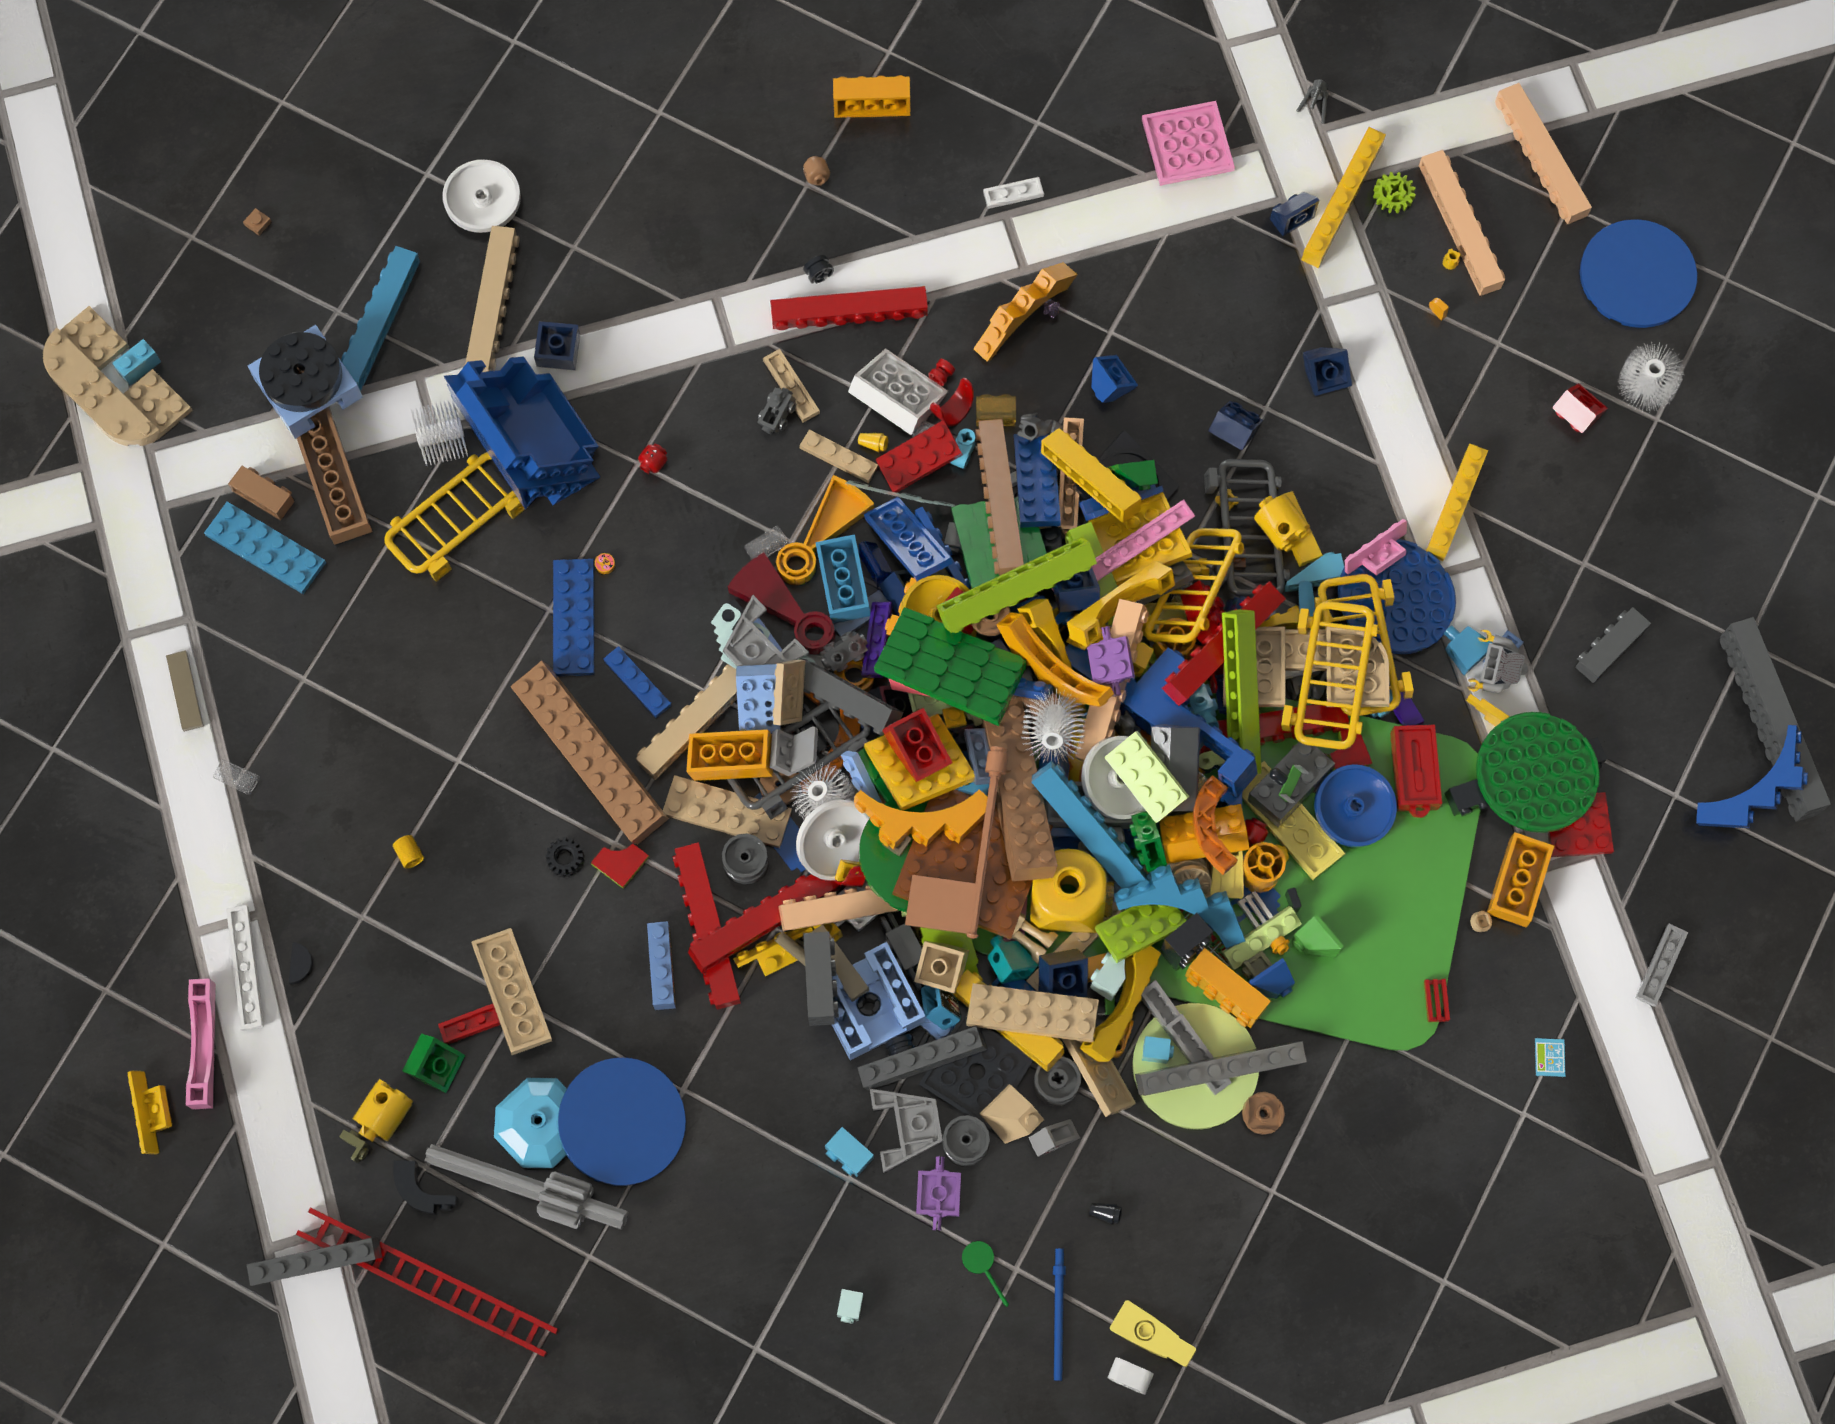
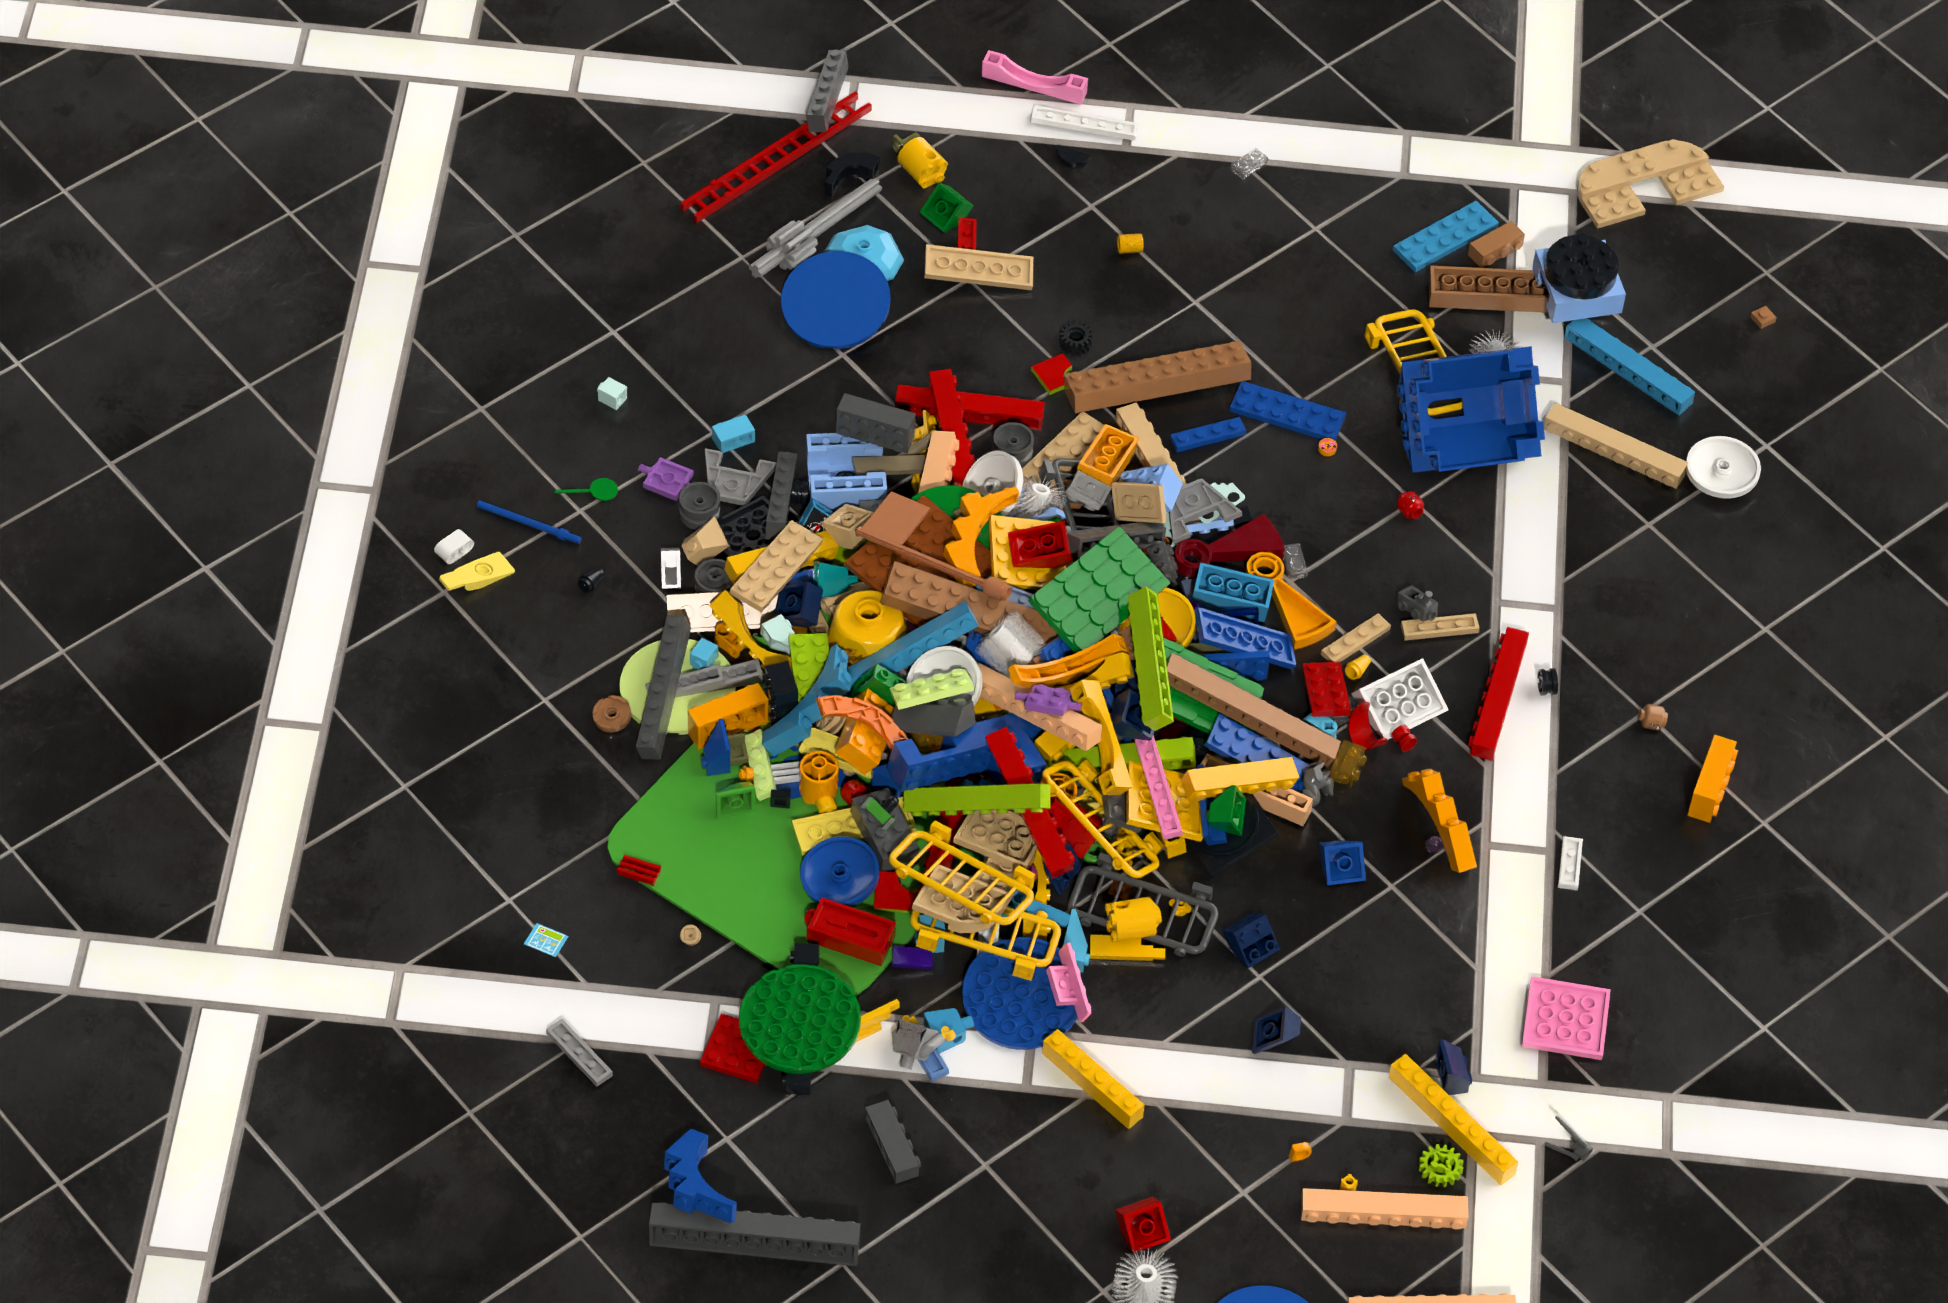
camera: 110 degrees right, 20 degrees down
(136, 362) = (1654, 199): medium azure brick -> none
(150, 1111) = (998, 37): yellow bracket -> none
(184, 691) = (1339, 153): dark tan tile -> none
(557, 345) = (1549, 472): dark blue brick -> none
(661, 965) = (967, 369): medium blue brick -> none
(903, 495) = (1293, 646): light aqua piece -> none
(1520, 879) = (710, 972): light orange brick -> none

